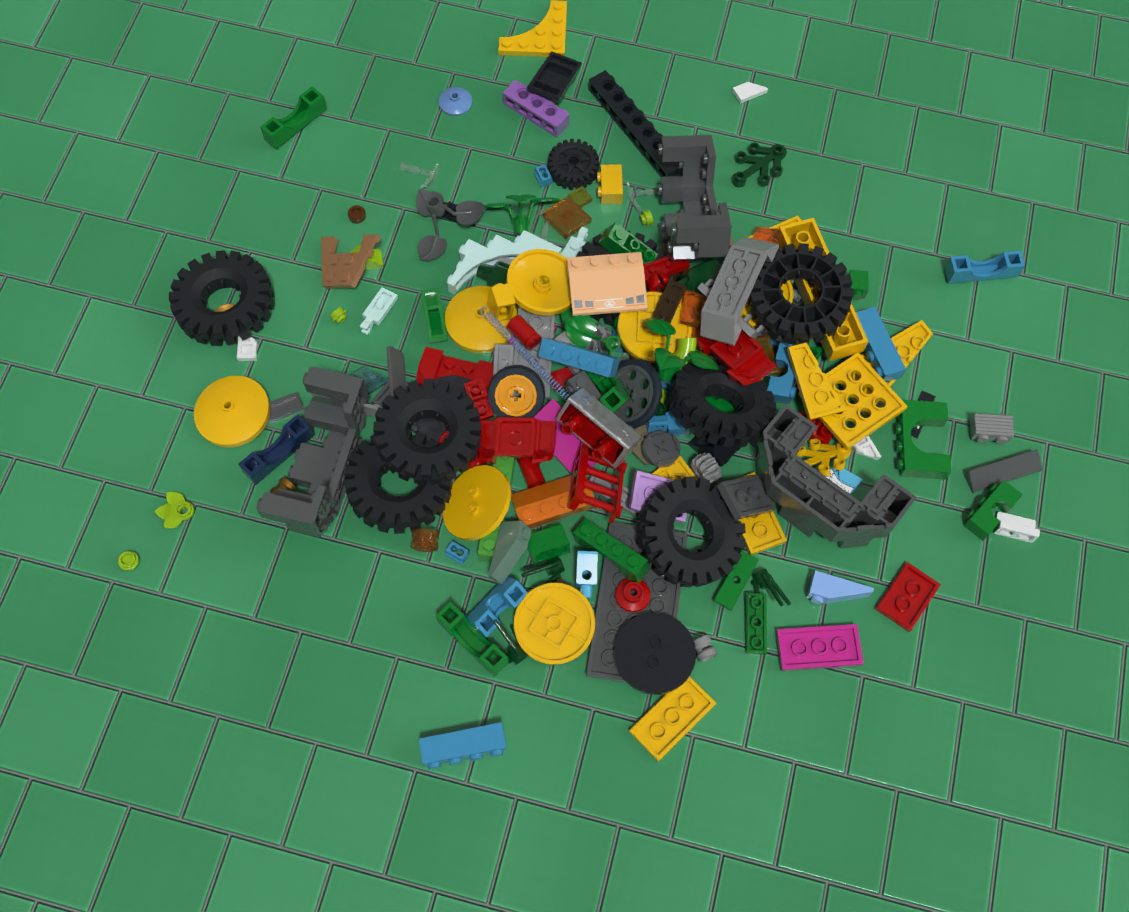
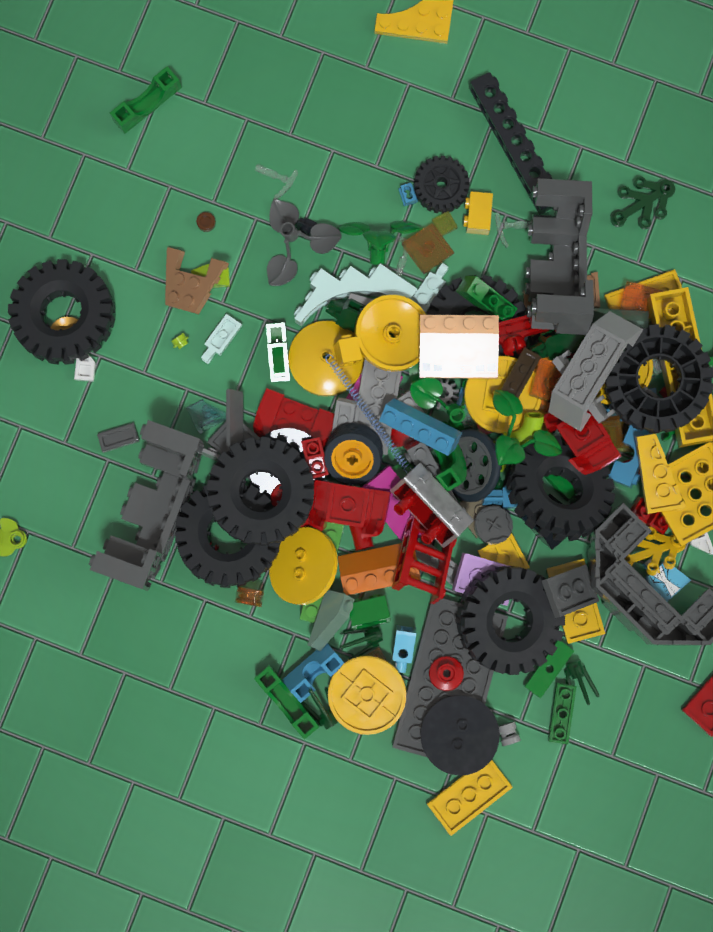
camera: 10 degrees right, 15 degrees up
(232, 411) = (83, 443): yellow dish -> none
(260, 464) = (100, 495): dark blue arch -> none
(283, 484) = (115, 527): pearl gold wheel -> none
(453, 555) = (277, 613): dark azure piece -> none
(455, 101) = (325, 97): medium blue dish -> none
(462, 745) = (269, 801): dark azure brick -> none
(524, 332) = (368, 389): red piece -> none
(536, 108) = (425, 132): medium lavender brick -> none
(555, 76) = (433, 73): black slope -> none
(624, 558) = (430, 629): green arch -> none
(646, 218) = (512, 257): lime plate -> none
(706, 467) = (535, 552): light grey gear -> none
(748, 91) = (644, 108): white tile -> none
(819, 647) = (620, 744): dark pink plate -> none
(831, 589) = (638, 687): light blue slope -> none

